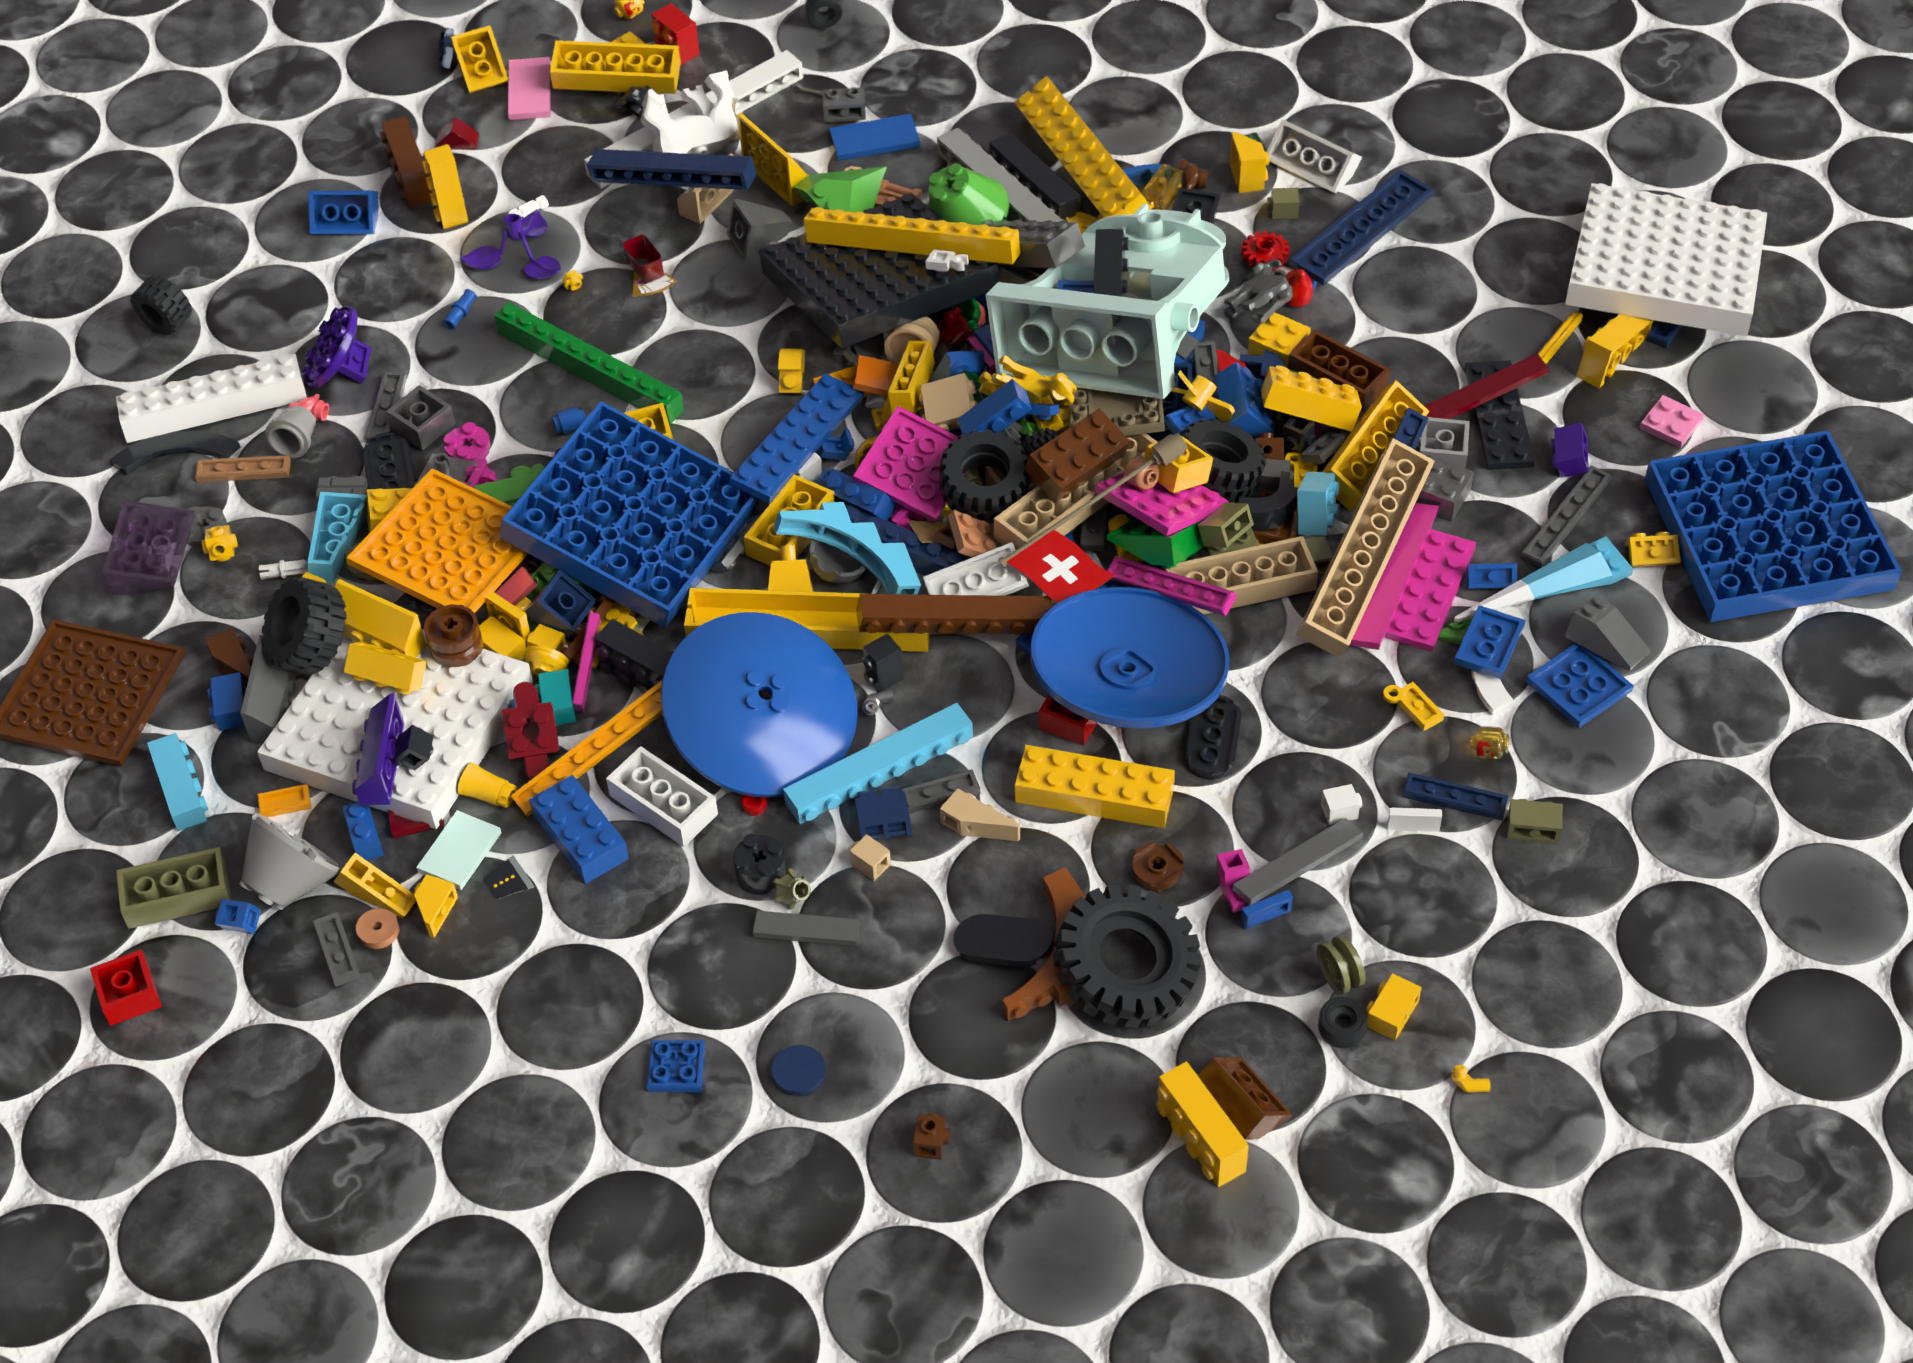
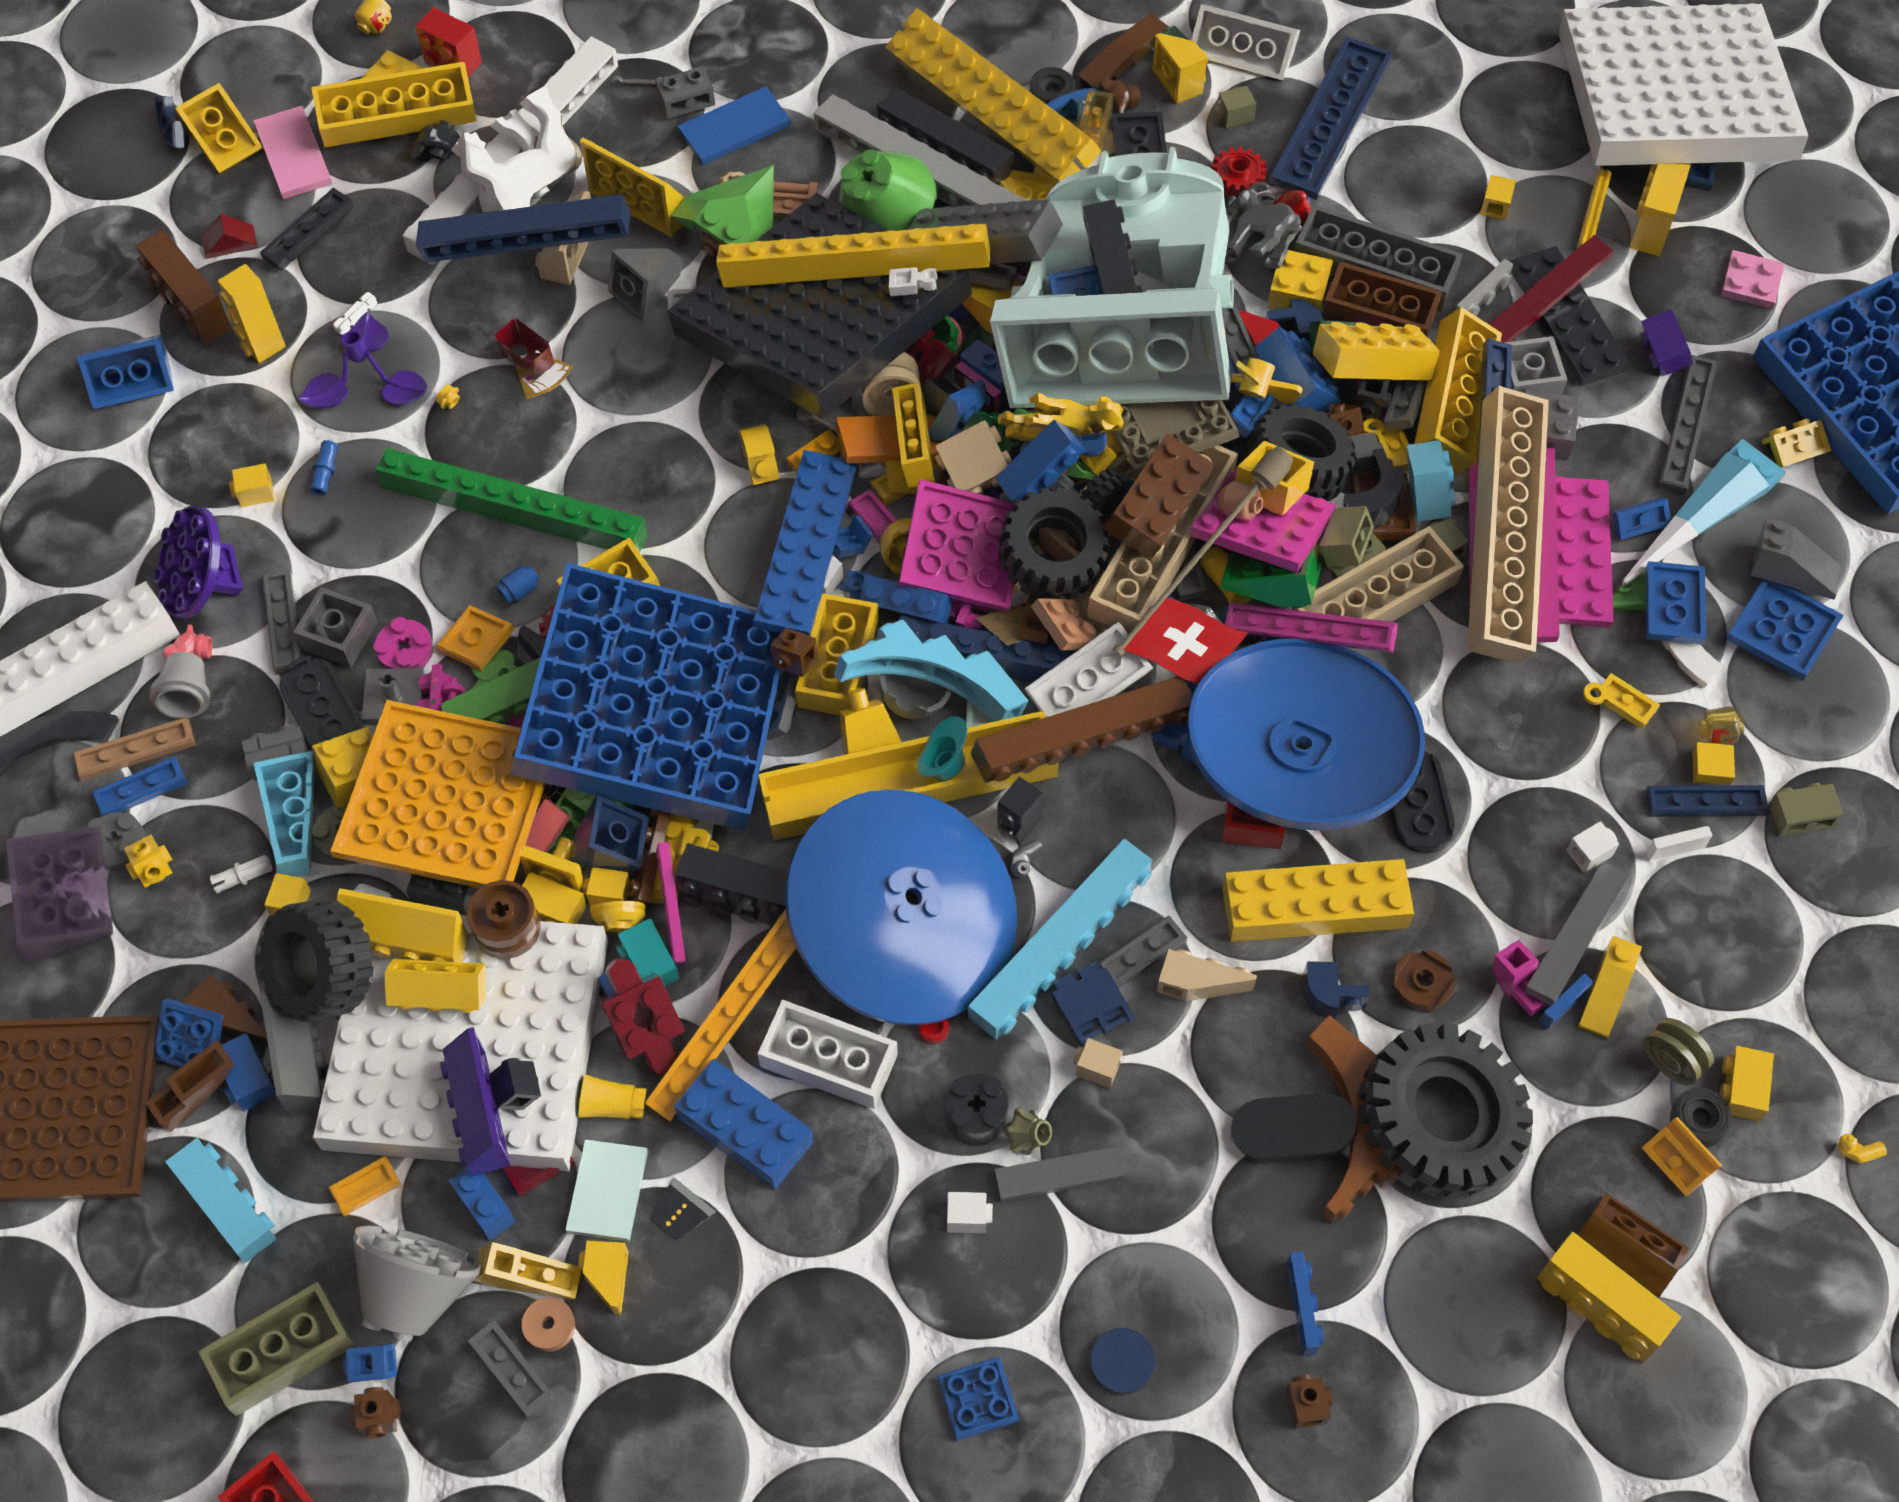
camera: 20 degrees left, 10 degrees up
(185, 699) = (191, 1086): none -> reddish brown slope
(197, 665) = (185, 1032): none -> blue tile
(226, 950) = (382, 1420): none -> reddish brown brick
(236, 495) = (140, 787): none -> blue tile
(402, 309) = (252, 485): none -> yellow brick
(516, 143) = (307, 229): none -> black plate
(522, 450) = (475, 638): none -> light orange tile
(722, 934) = (968, 1212): none -> white brick
(751, 506) = (794, 652): none -> reddish brown brick
(839, 605) = (944, 752): none -> teal piece
(861, 429) = (872, 512): none -> dark pink tile
(958, 1067) = (1304, 1303): none -> blue plate
(1076, 856) = (1326, 995): none -> dark blue brick
(1137, 152) = (1051, 78): none -> black tyre
(1204, 146) = (1123, 51): none -> reddish brown slope
(1310, 907) = (1609, 986): none -> yellow slope
(1312, 1044) = (1681, 1156): none -> light orange plate
(1354, 329) = (1378, 250): none -> dark grey brick
(1434, 379) = (1487, 288): none -> light grey plate
(1472, 769) = (1713, 763): none -> yellow piece
(1475, 313) = (1498, 197): none -> yellow brick

